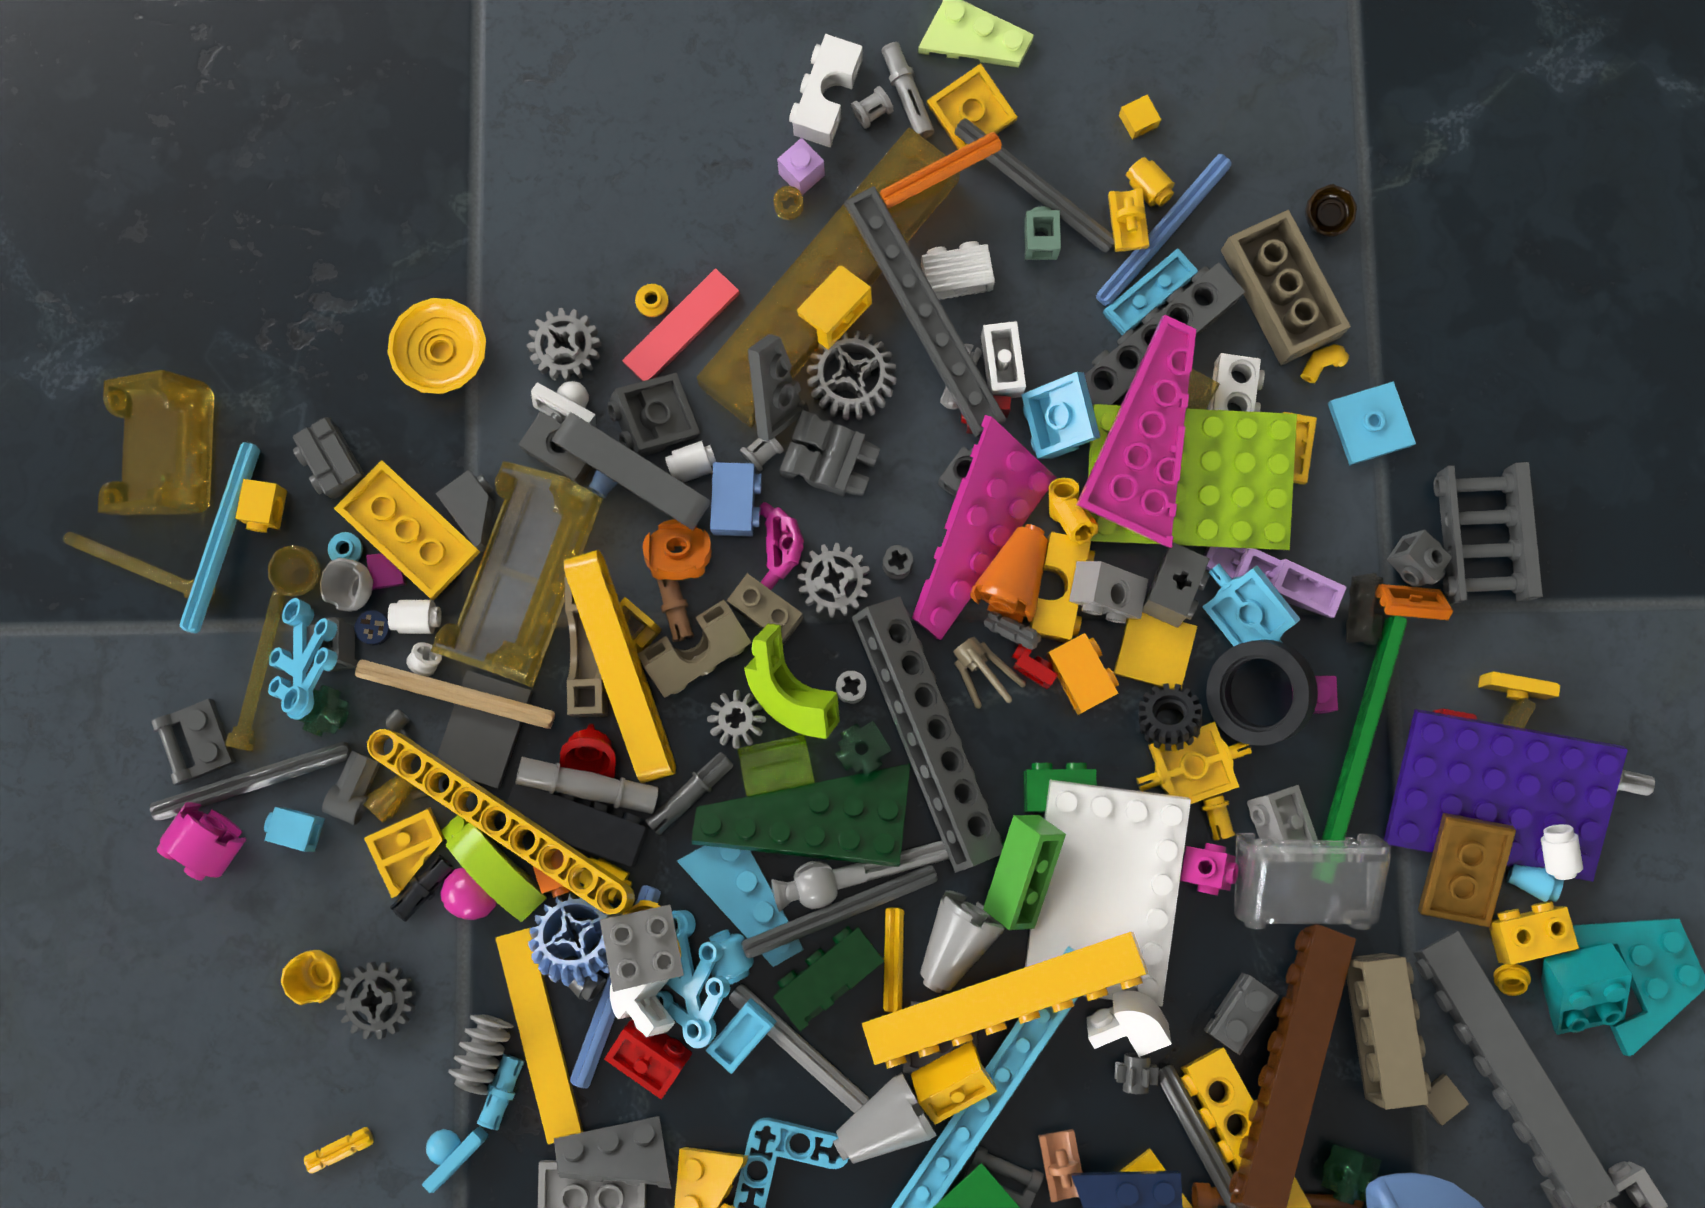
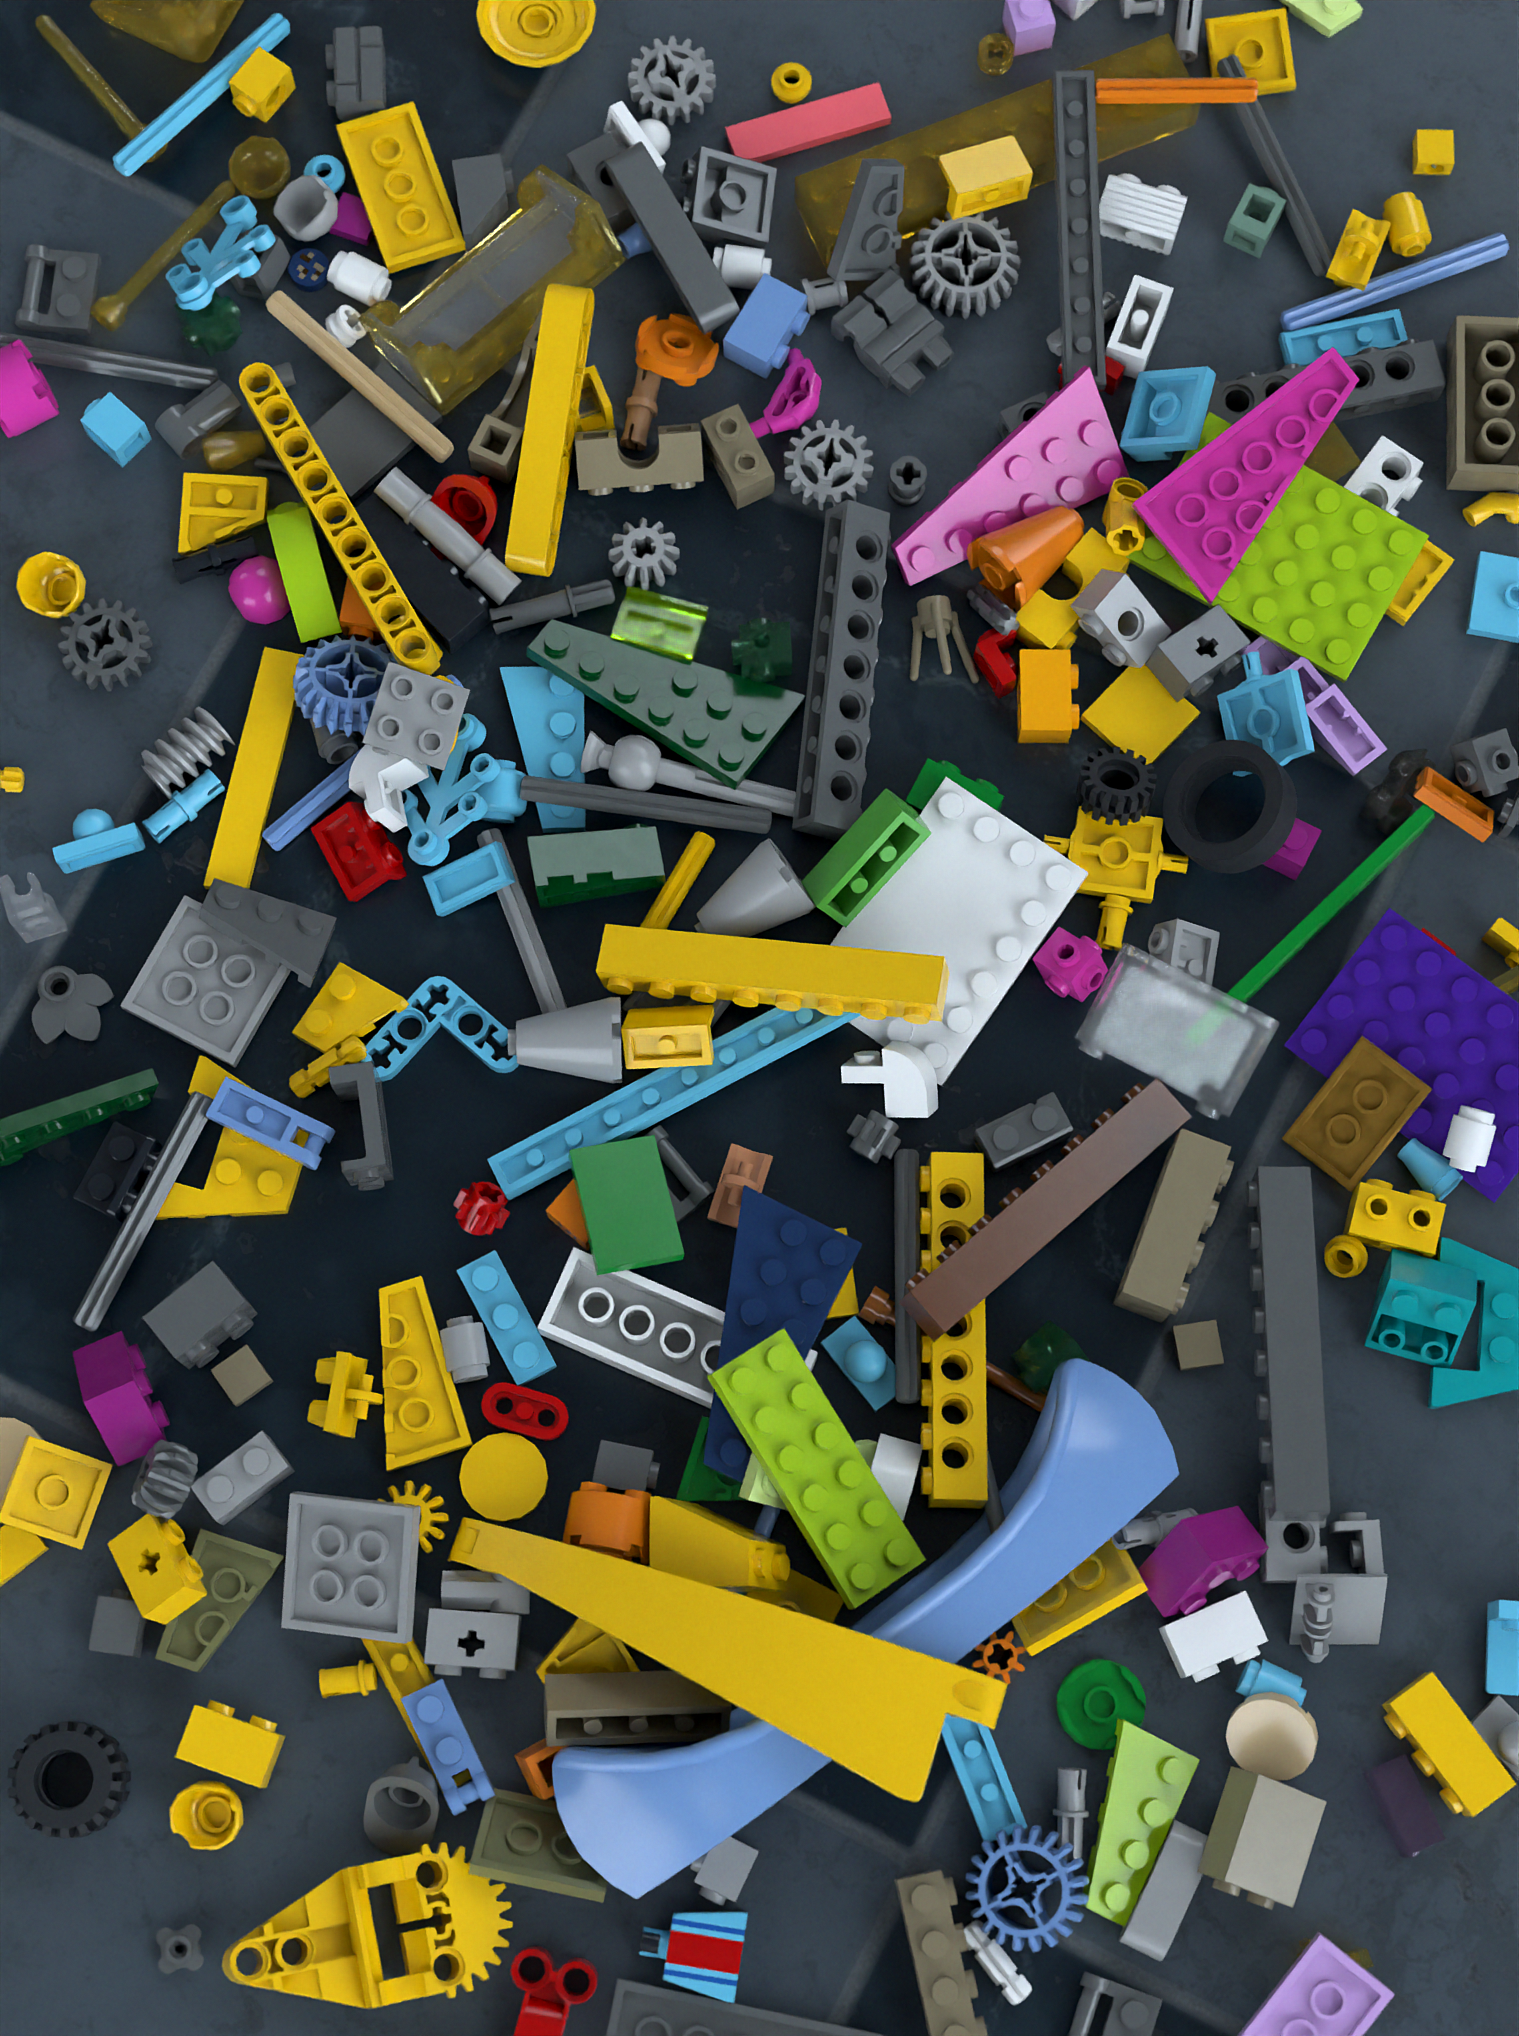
camera: 25 degrees right, 5 degrees down
(782, 695) = (706, 545): lime arch -> none
(848, 697) = (785, 570): light grey bush -> none

